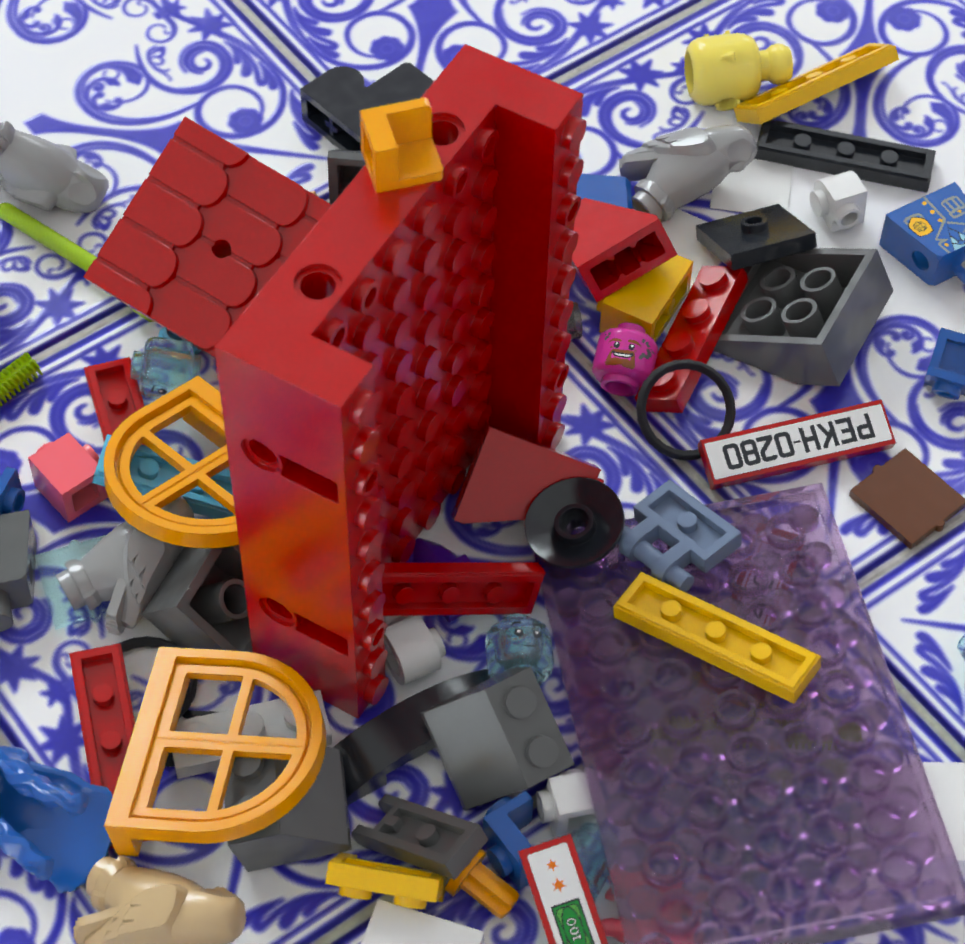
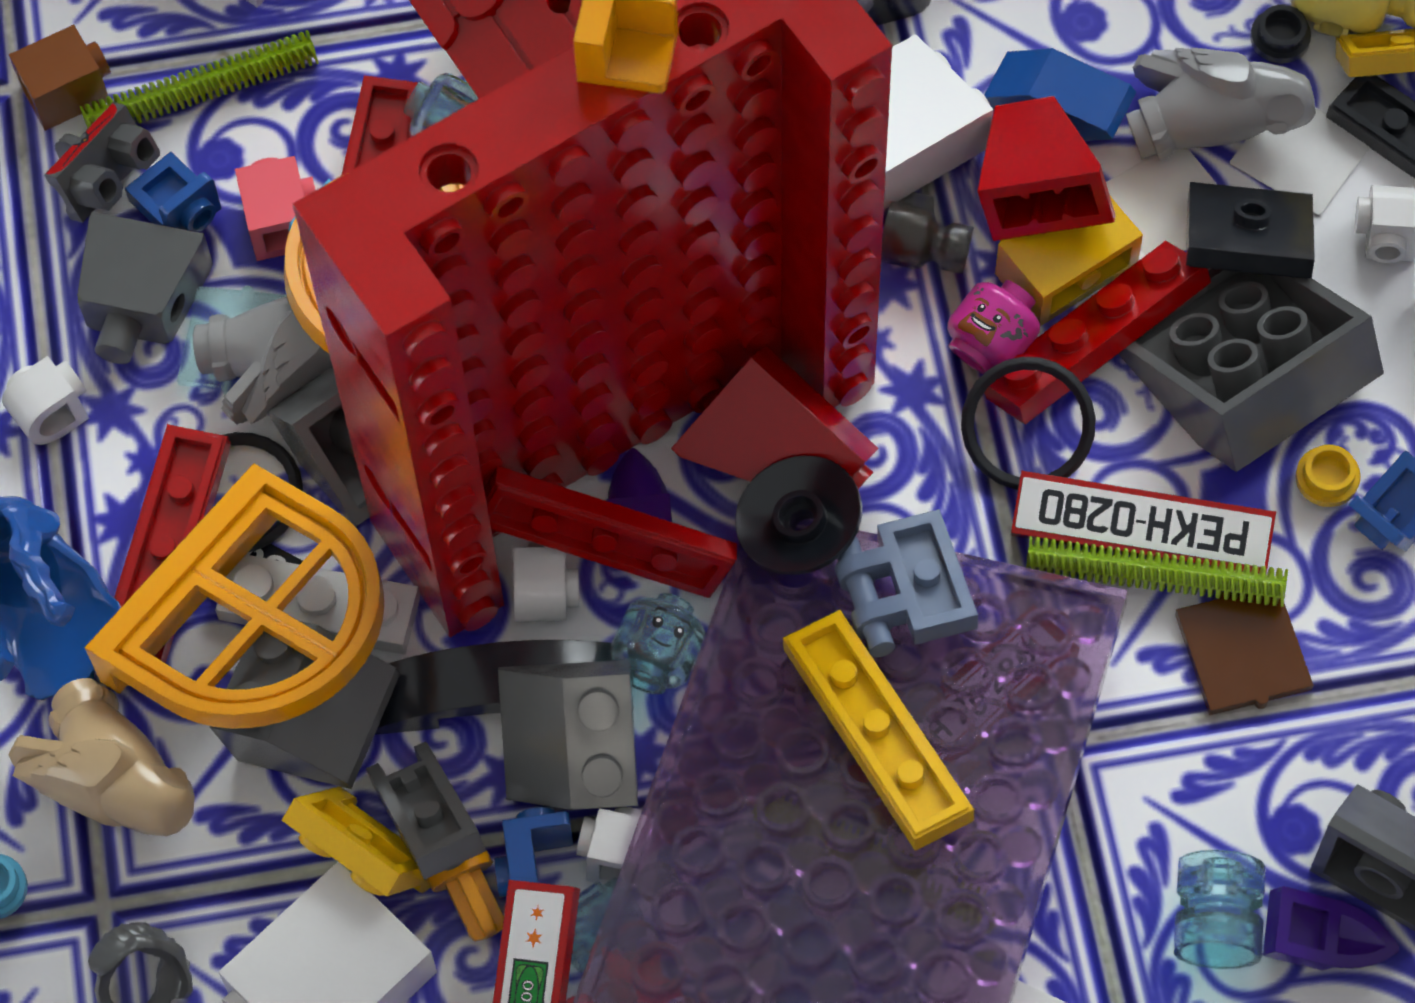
camera: 30 degrees right, 10 degrees up
(698, 113) = (1280, 34): none -> black plate
(829, 466) = (1159, 571): none -> lime axle
(895, 367) = (1328, 476): none -> yellow plate

